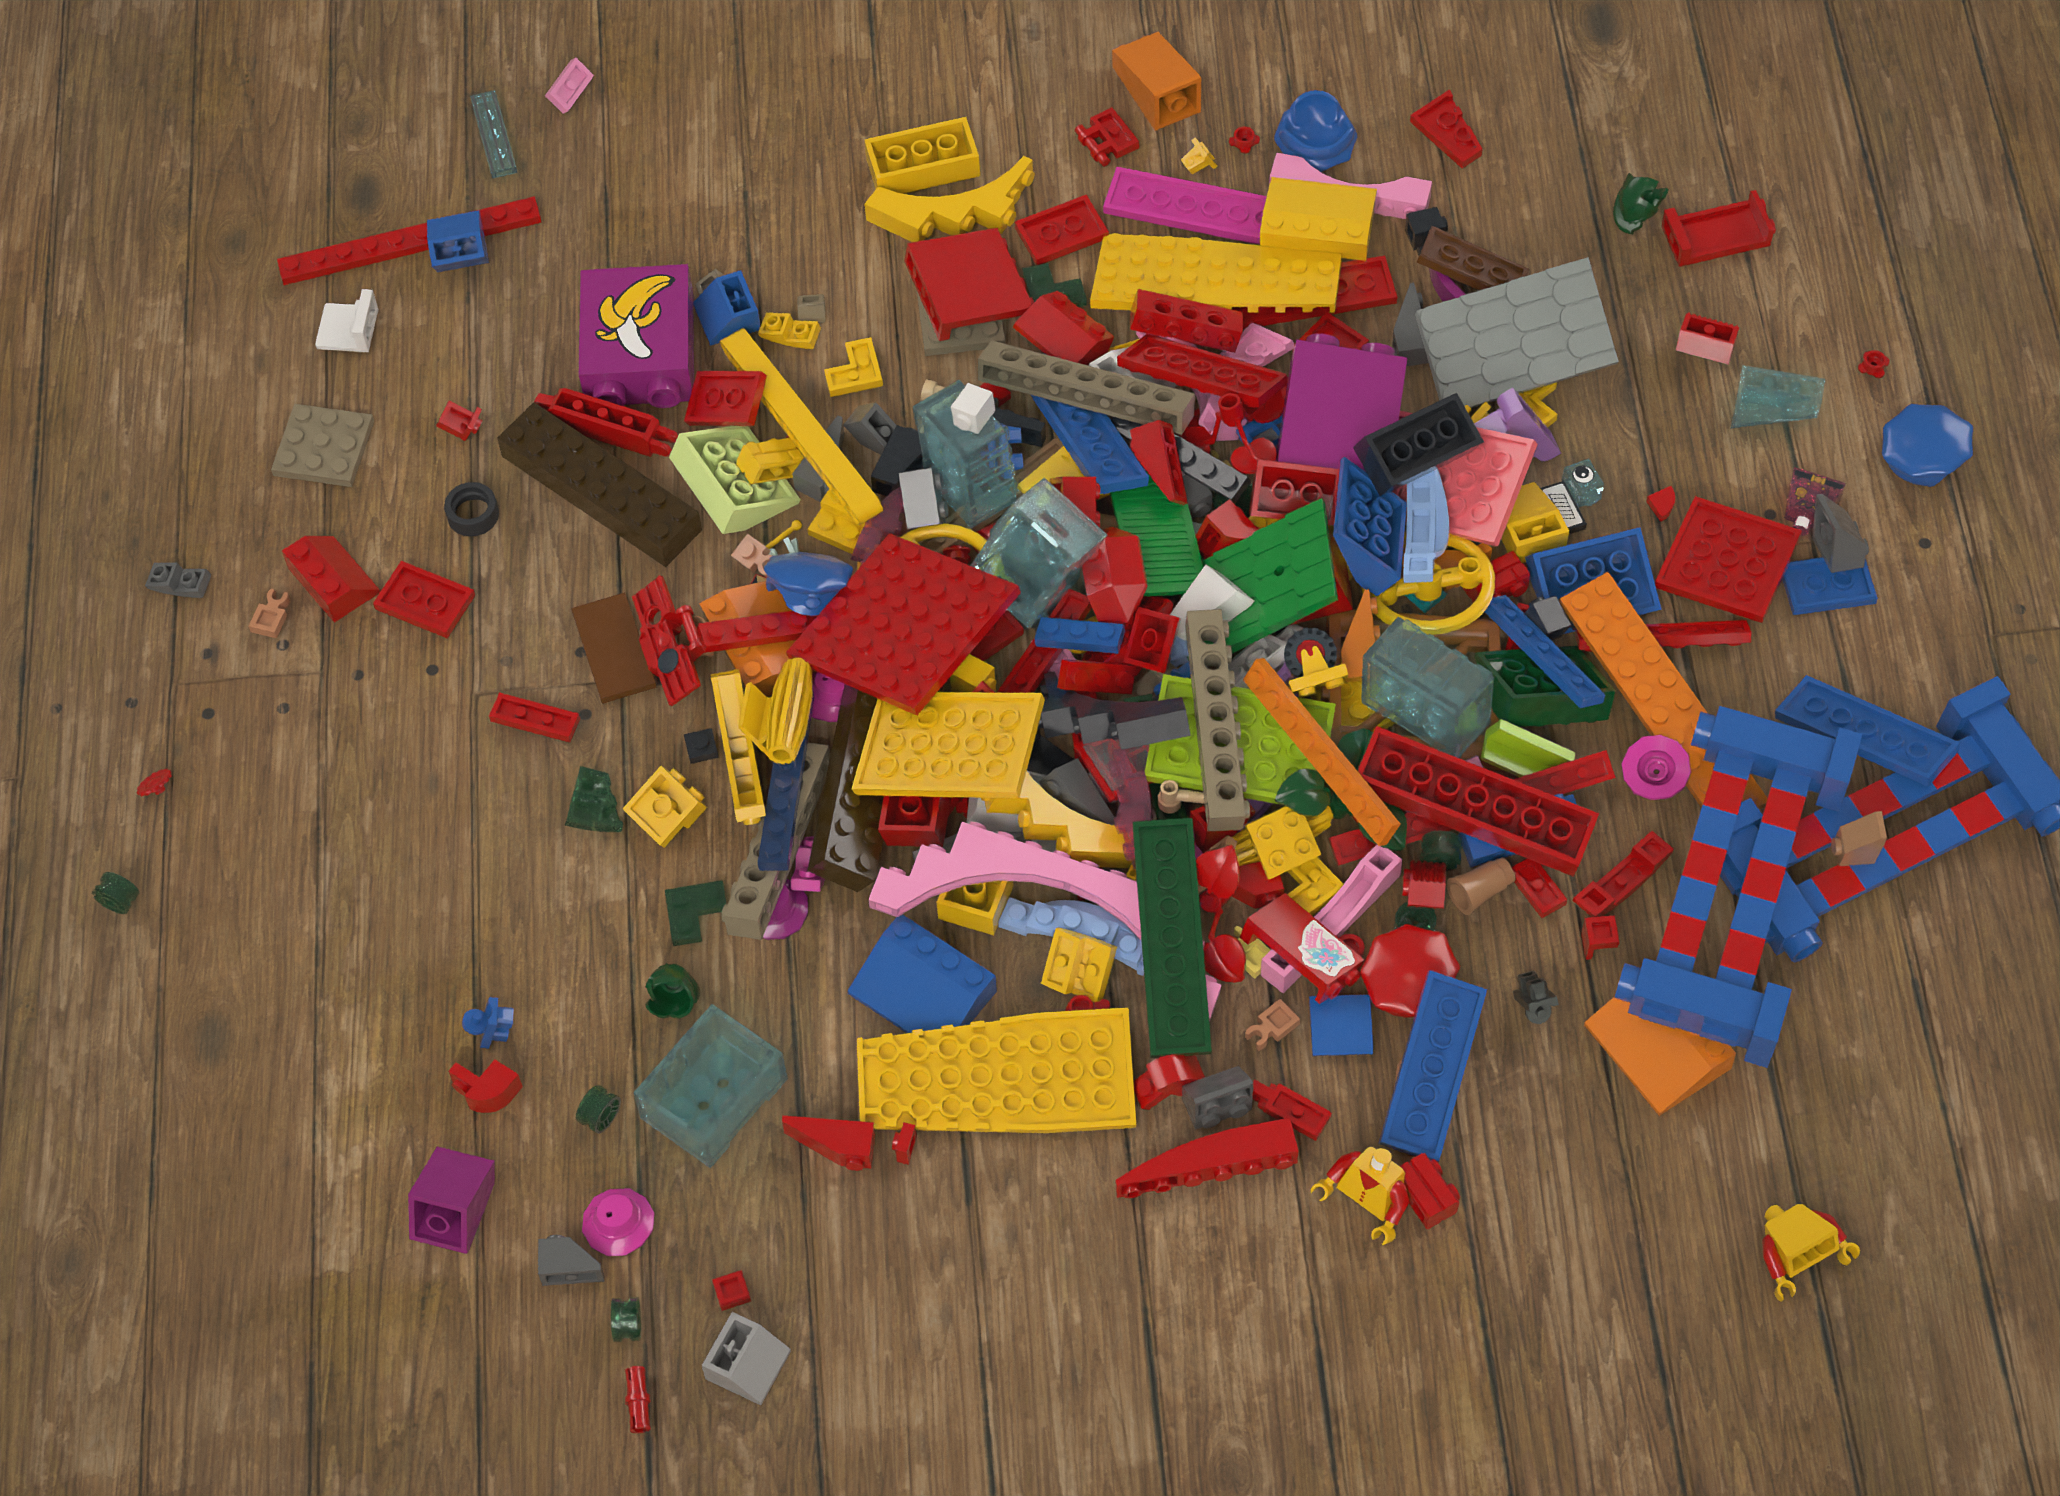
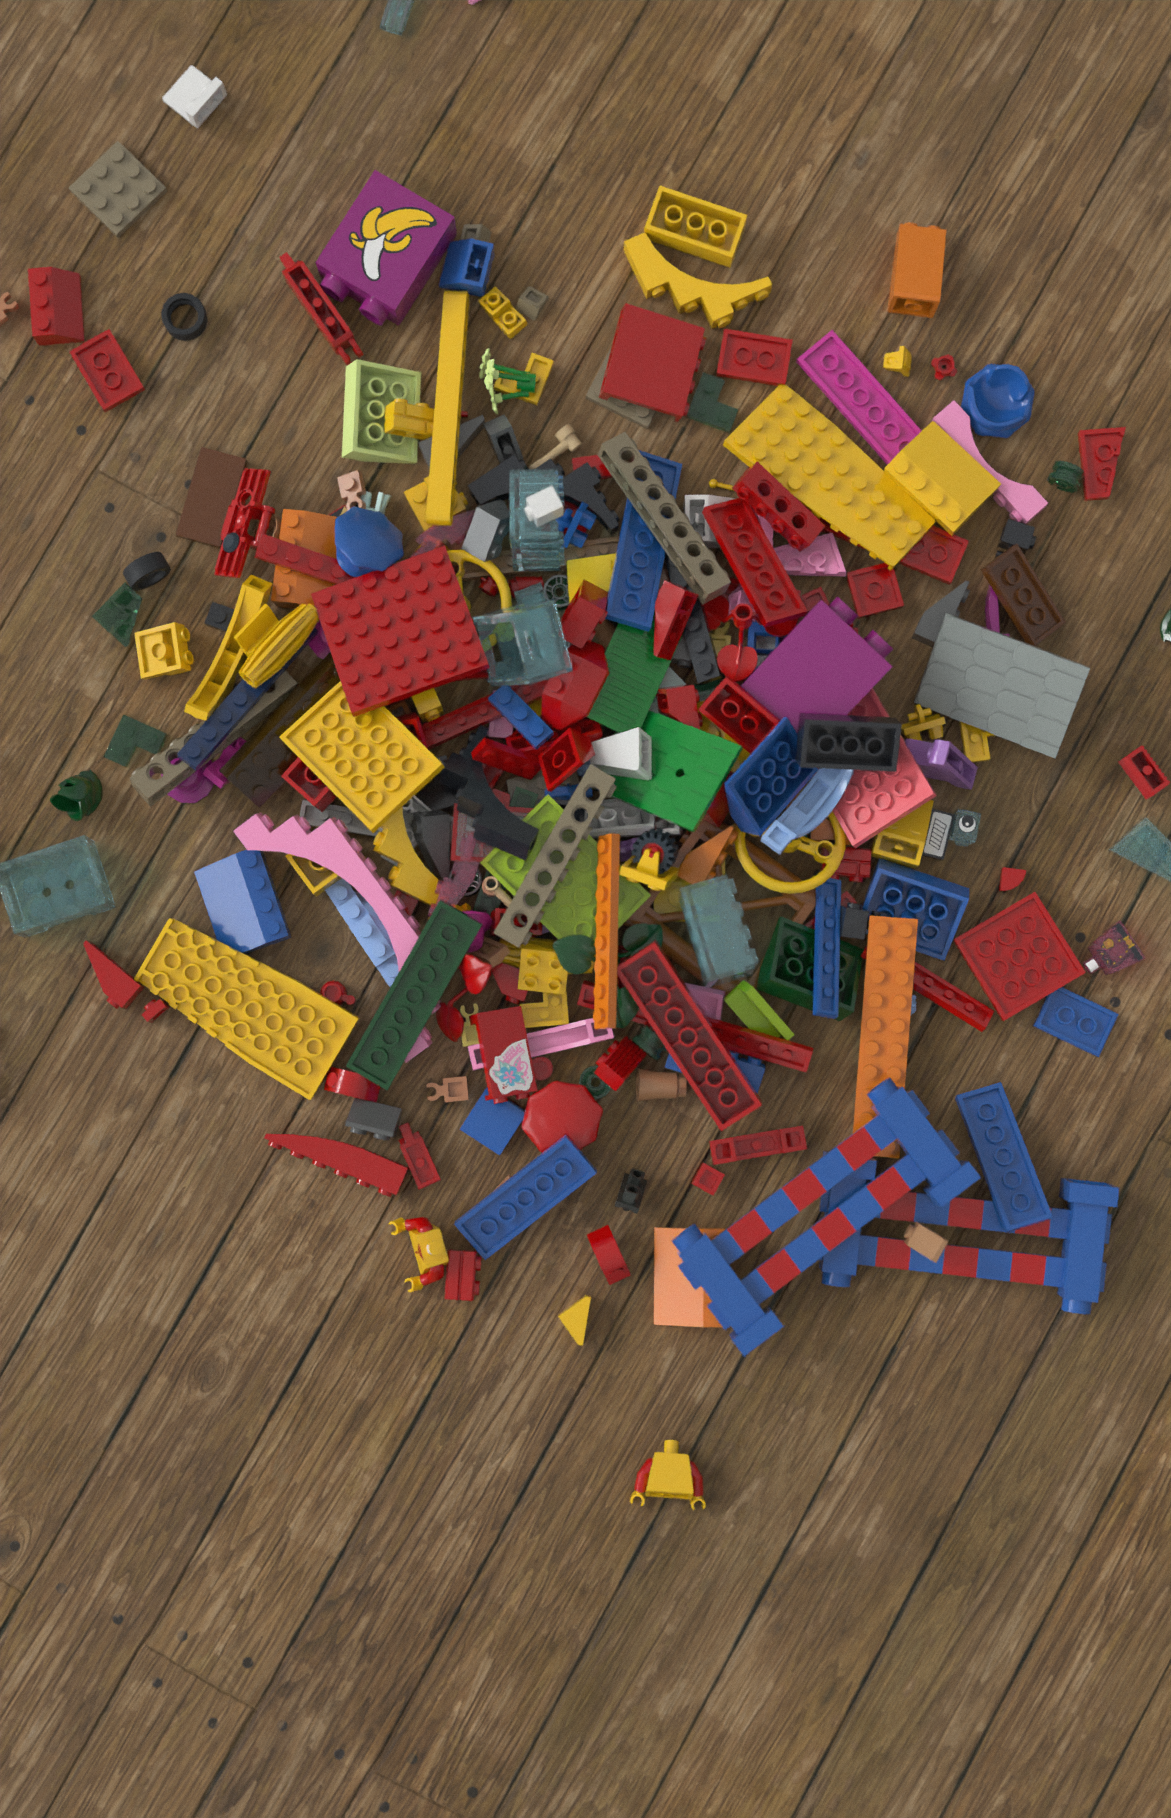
camera: 30 degrees right, 25 degrees up
(396, 243) = (286, 47): red plate -> none
(456, 241) = (313, 74): blue slope -> none
(459, 420) = (221, 234): red bracket -> none
(534, 717) = (122, 519): red plate -> none
(596, 741) = (146, 571): none -> black tyre
(600, 484) = (283, 356): dark brown brick -> none
(725, 398) = (412, 347): red plate -> none
(795, 526) = (400, 482): yellow hinge -> none
(858, 365) = (525, 380): none -> plant
(1063, 330) = (689, 453): red slope -> none
(1078, 964) = (351, 962): yellow slope -> none
(1114, 133) = (852, 298): red plate -> none
(1429, 155) = (1066, 476): none -> clear green wheel
(1538, 887) = (696, 1115): red plate -> none
(1561, 1067) = (608, 1254): none -> red brick
(1579, 1156) = (576, 1317): none -> yellow slope
(1658, 754) = (832, 1092): dark pink hat -> none
(1837, 536) = (1105, 997): dark grey slope -> none

